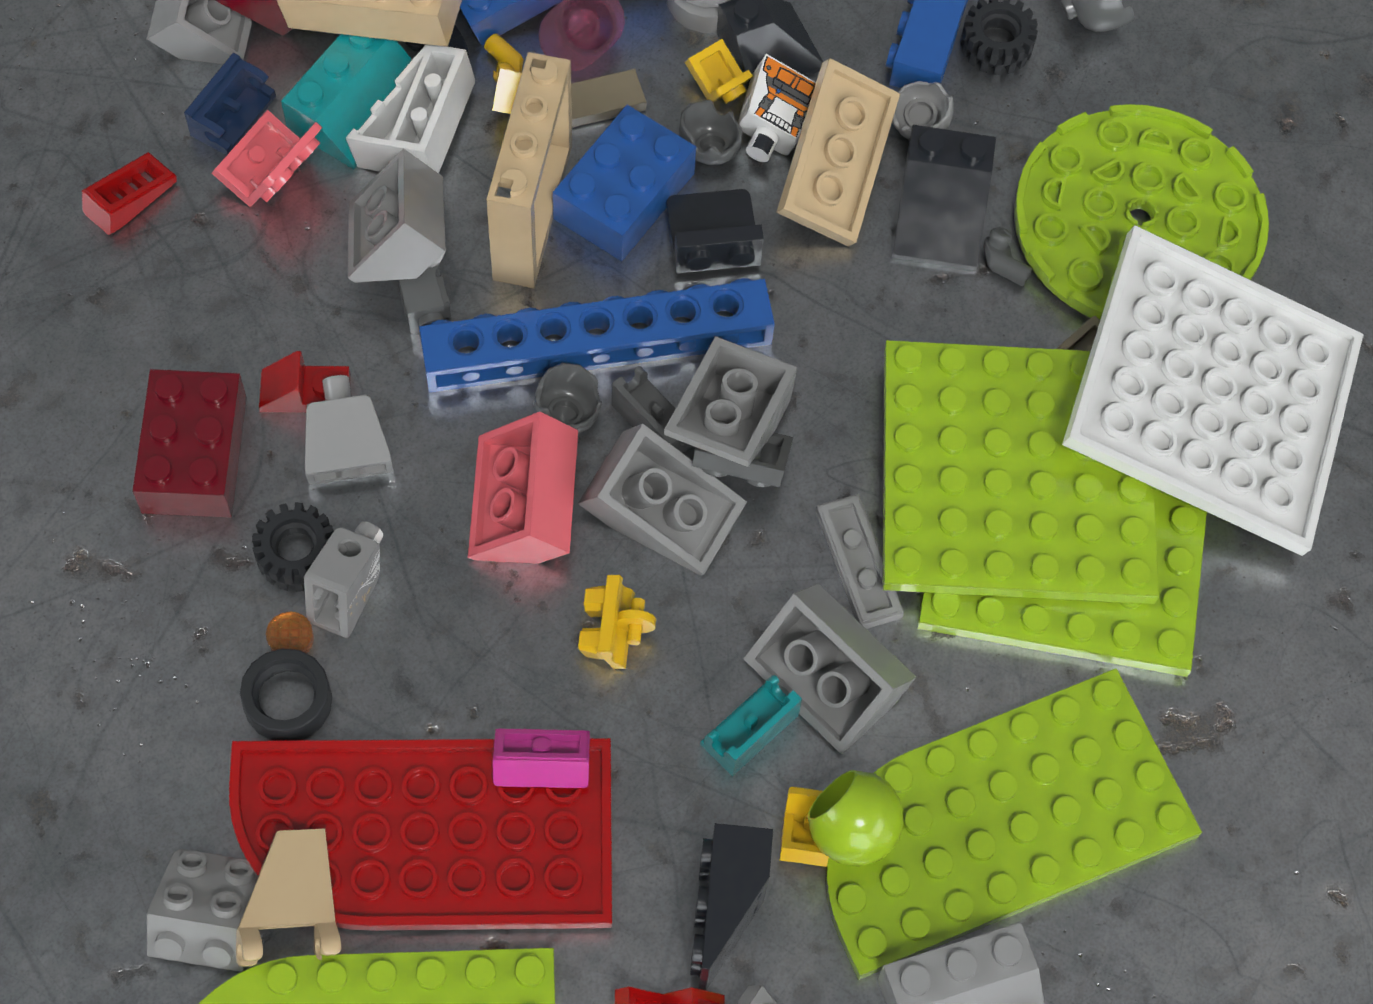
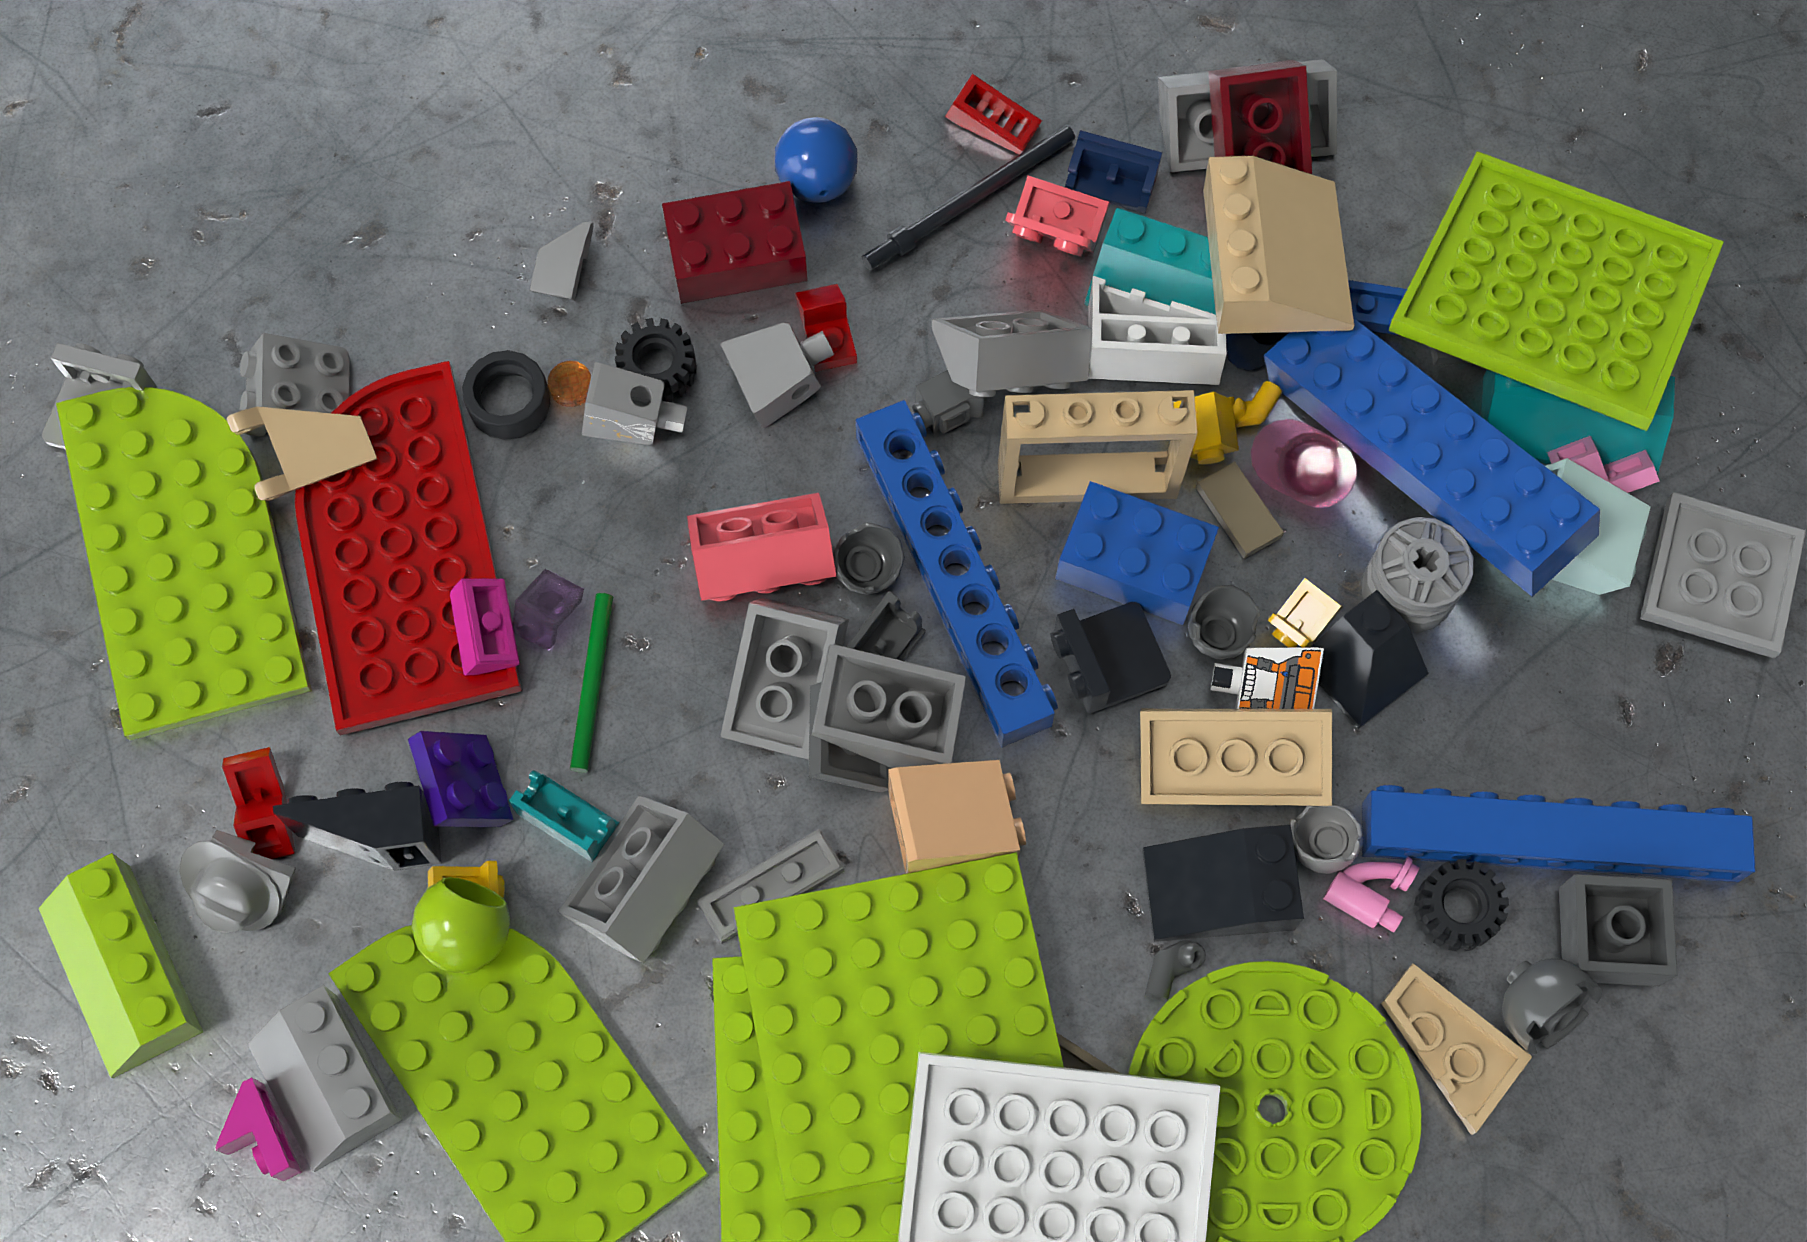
camera: 80 degrees right, 5 degrees up
(125, 346) = (816, 159): none -> blue helmet
(152, 614) = (560, 263): none -> light grey slope
(234, 297) = (904, 238): none -> black bar
(533, 699) = (544, 608): none -> clear purple bracket
(618, 677) = (591, 683): none -> green bar
(620, 624) = (642, 663): yellow hips -> none
(700, 803) = (460, 779): none -> dark purple plate
(840, 391) = (953, 813): none -> light nougat slope
(981, 103) = (1364, 903): none -> bright pink plant
(1113, 72) = (1456, 1045): none -> tan wing

